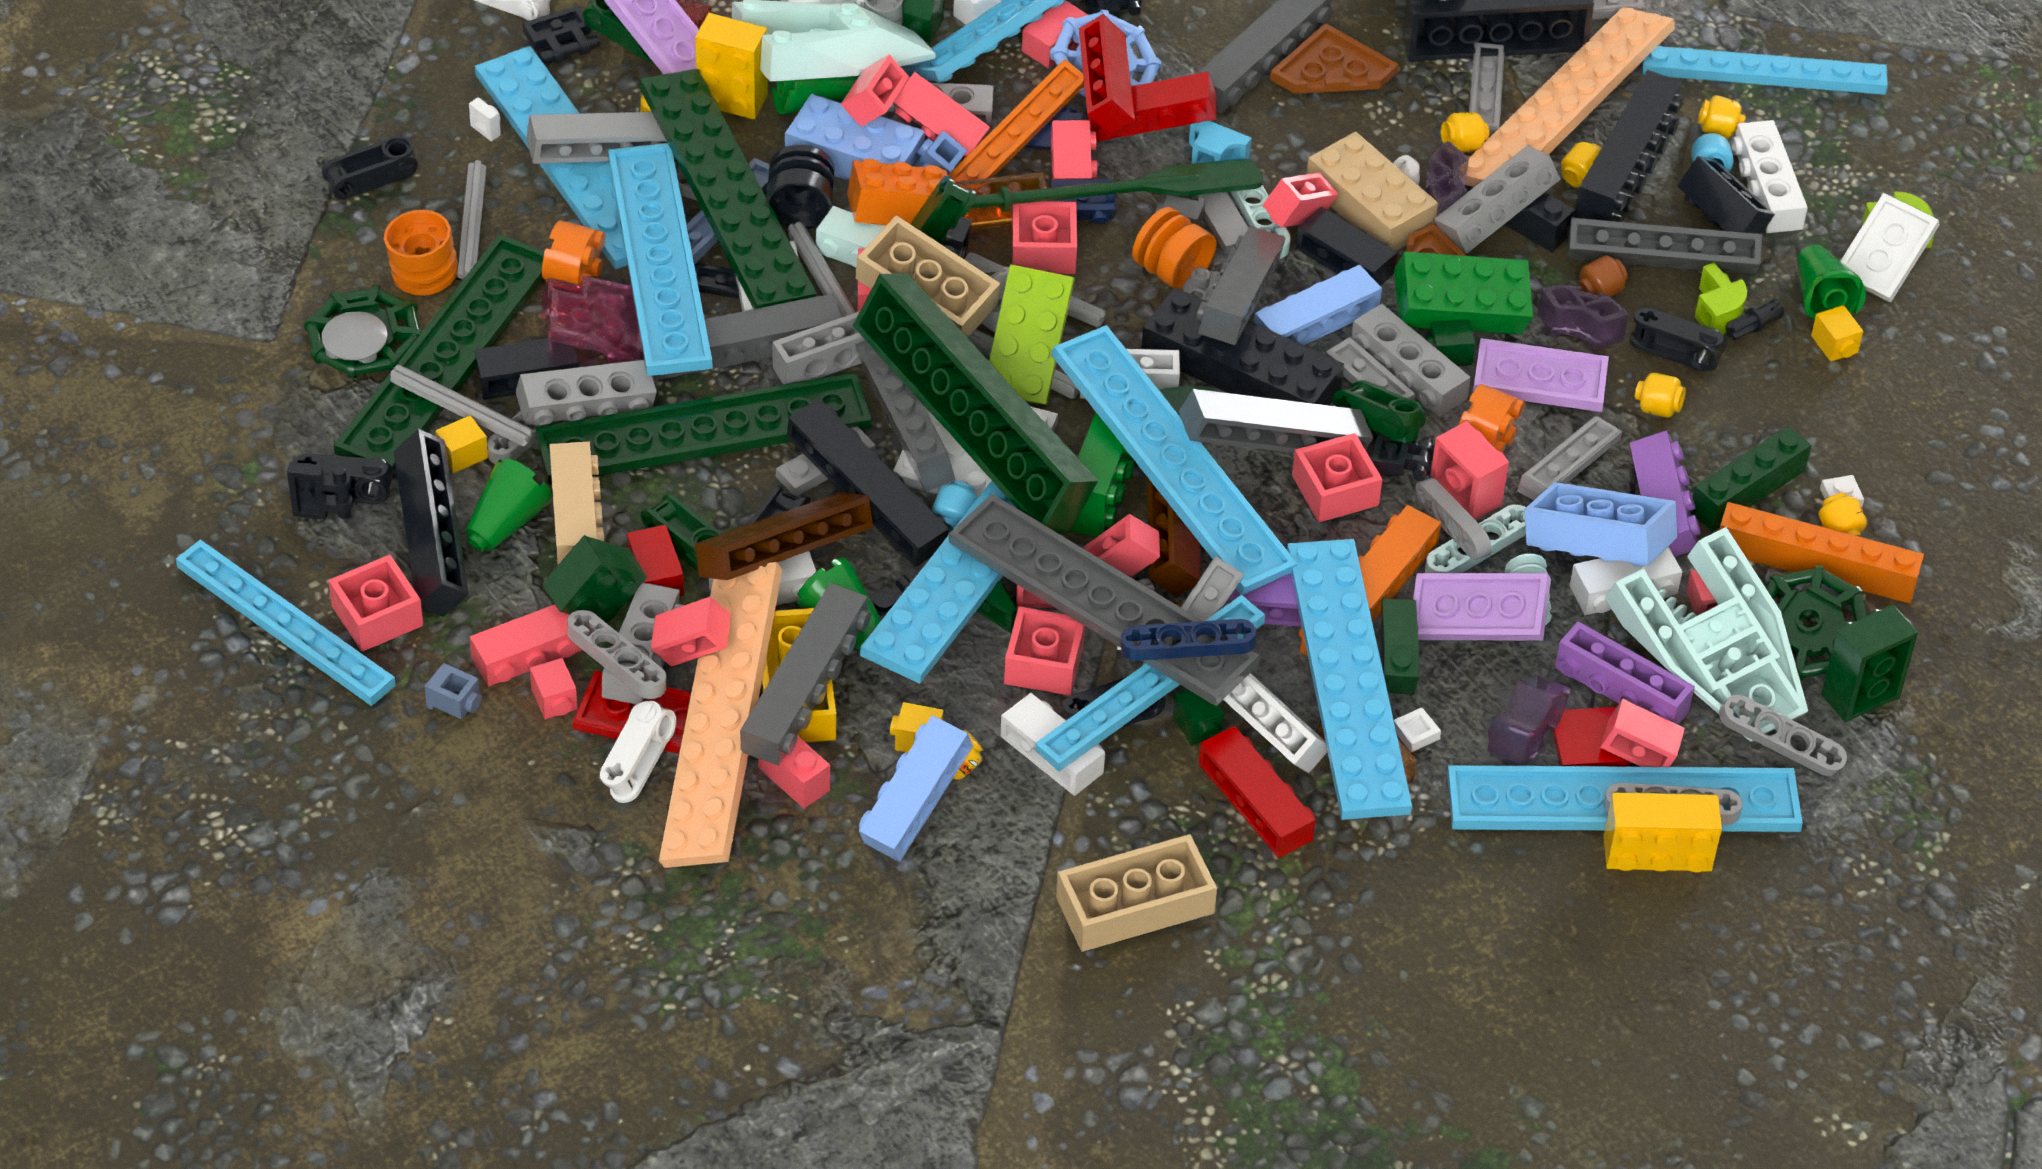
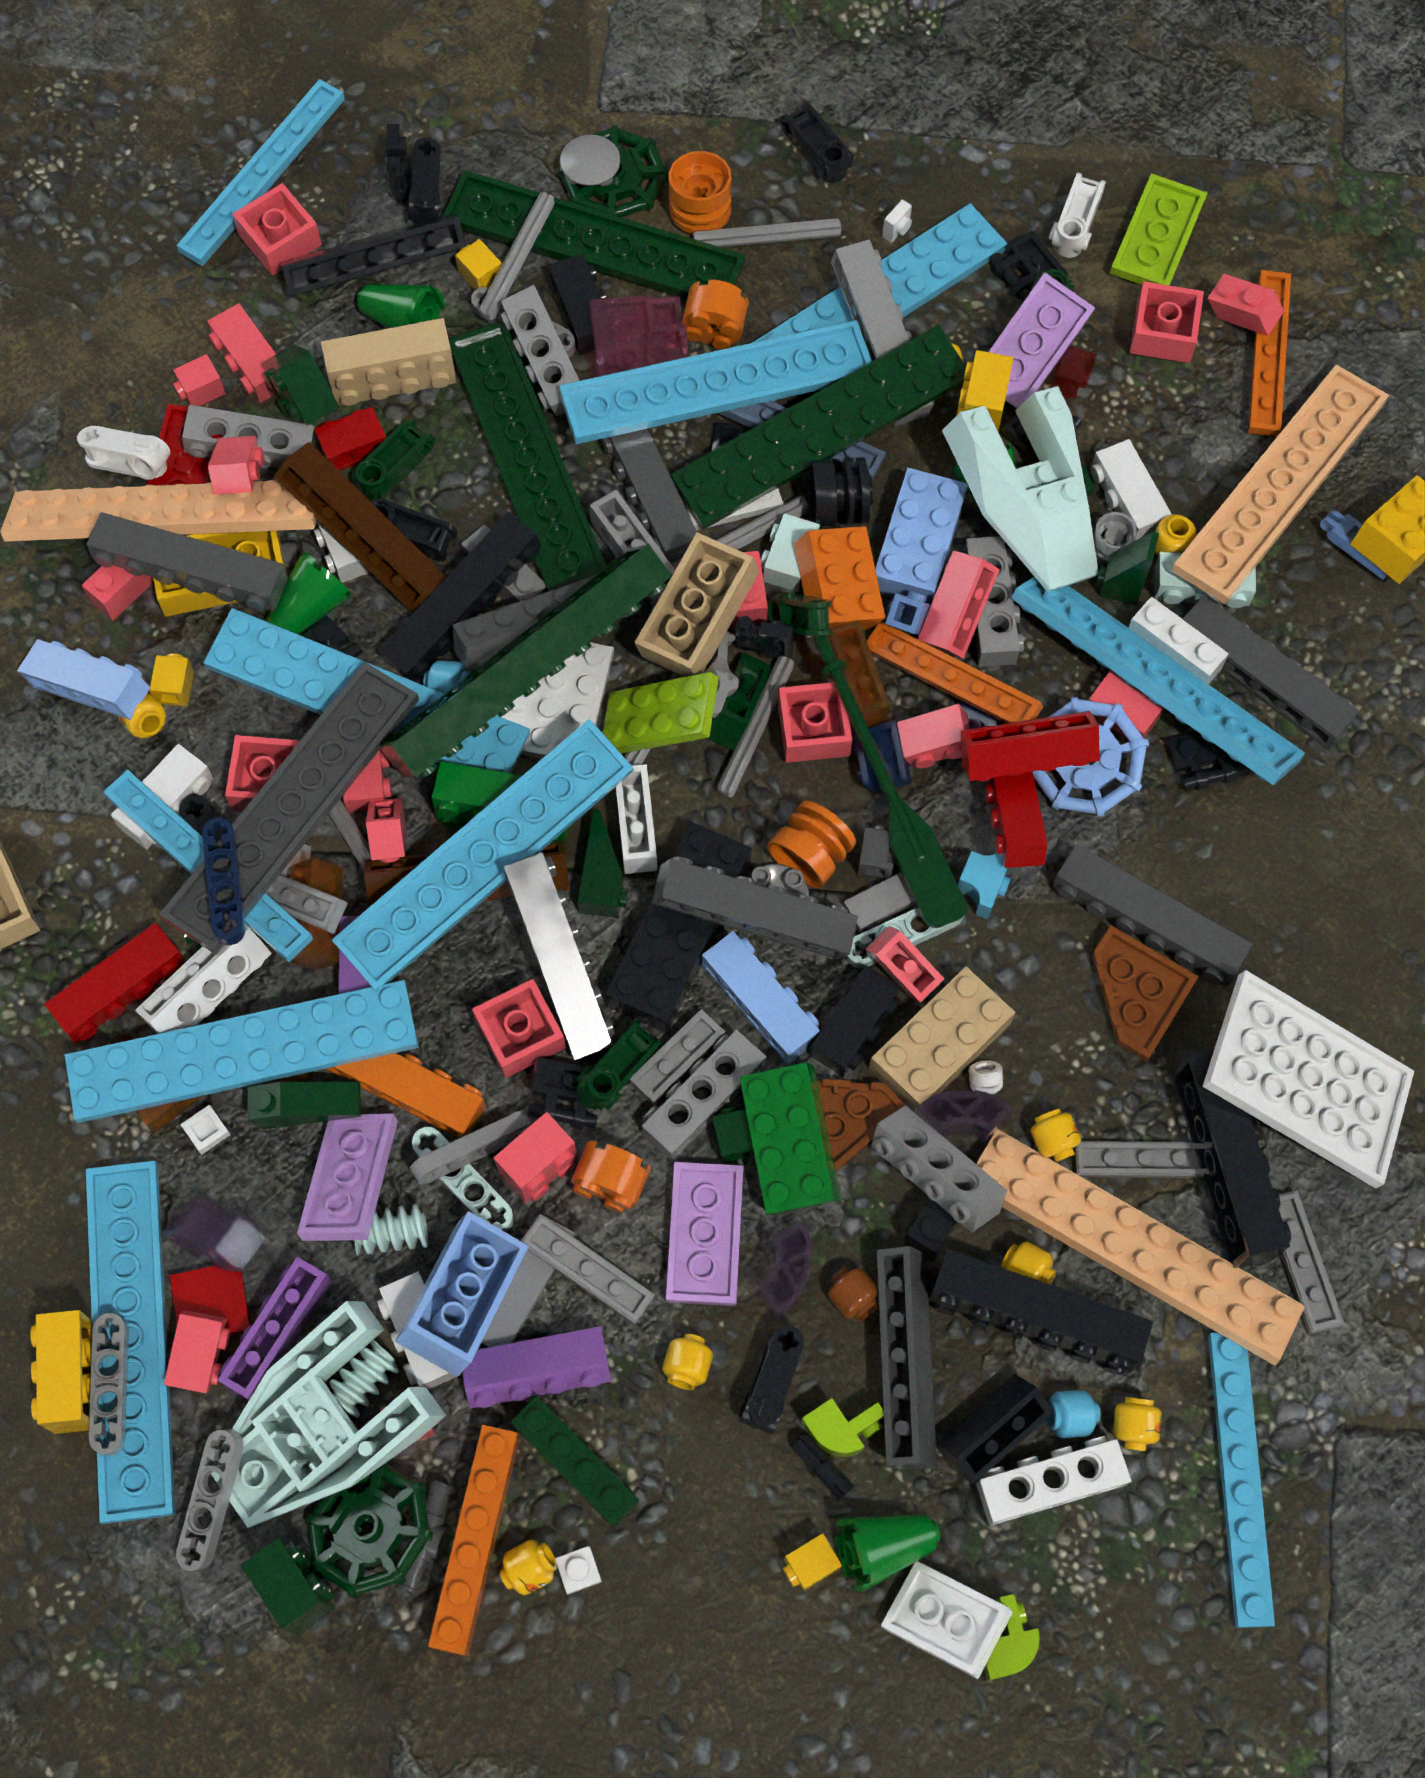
camera: 85 degrees right, 20 degrees up
(453, 691) = (187, 305): sand blue brick -> none
(611, 657) = (201, 407): light grey beam -> none
(875, 90) = (955, 529): coral brick -> none

